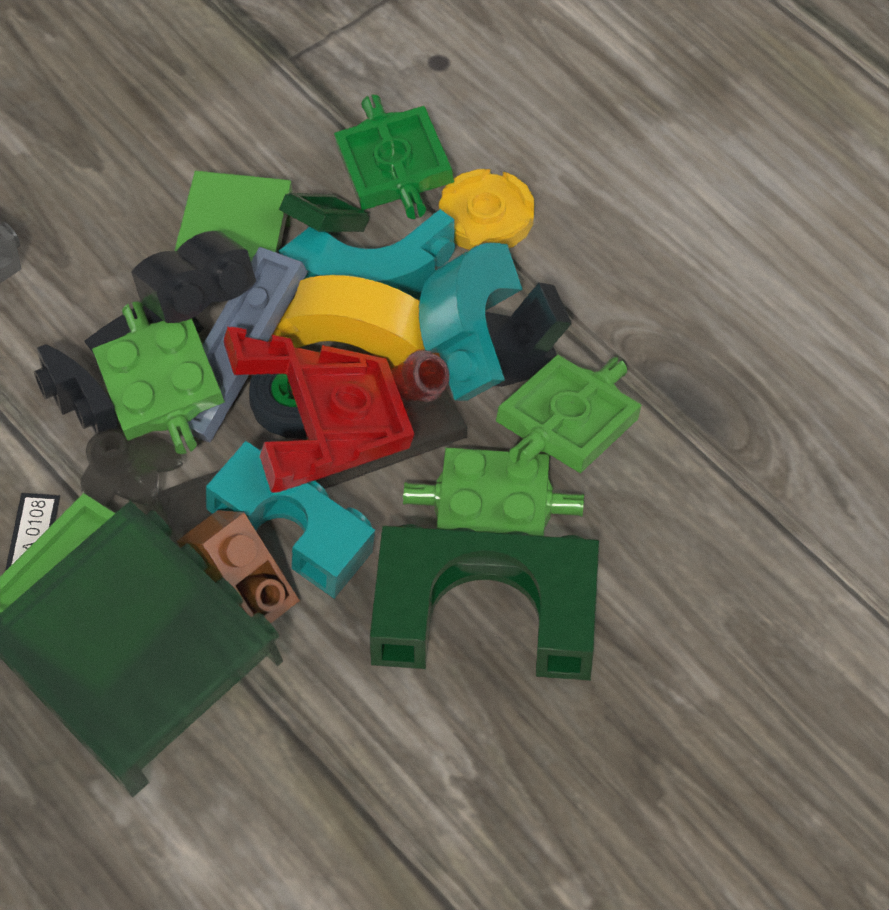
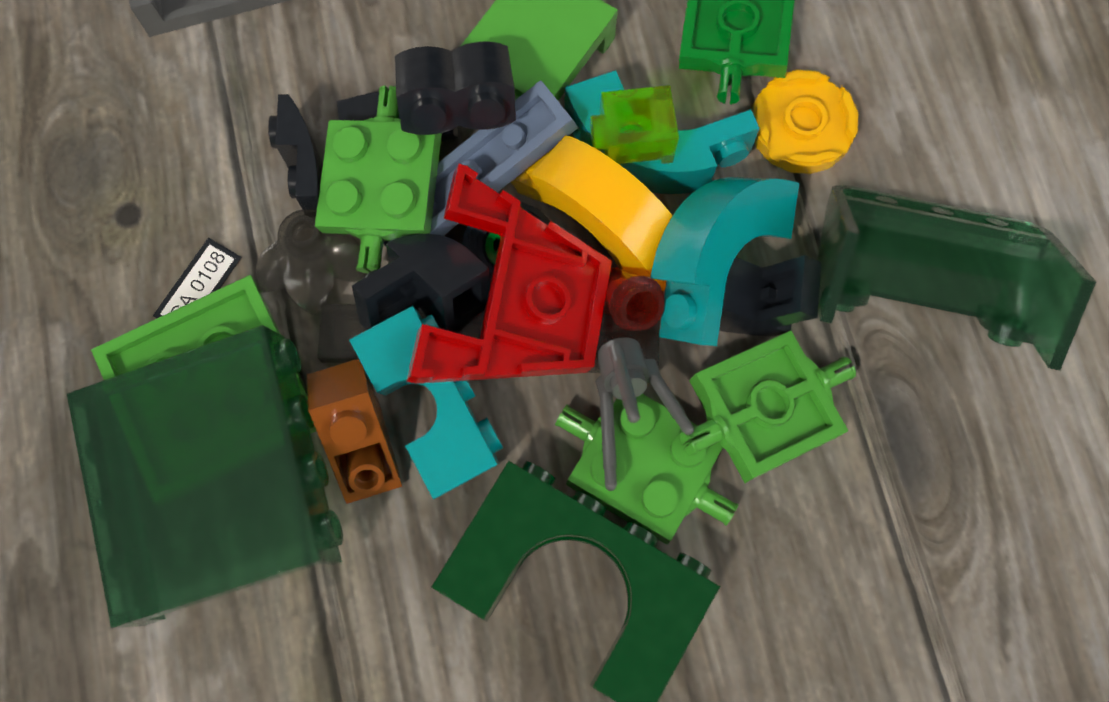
camera: 25 degrees right, 20 degrees up
(236, 419) = (425, 274): none -> black brick
(324, 212) = (632, 60): dark green tile -> none
(357, 246) = (648, 116): none -> clear neon green brick
(445, 431) = (626, 377): none -> dark grey plant
(657, 262) = (954, 261): none -> clear green windscreen

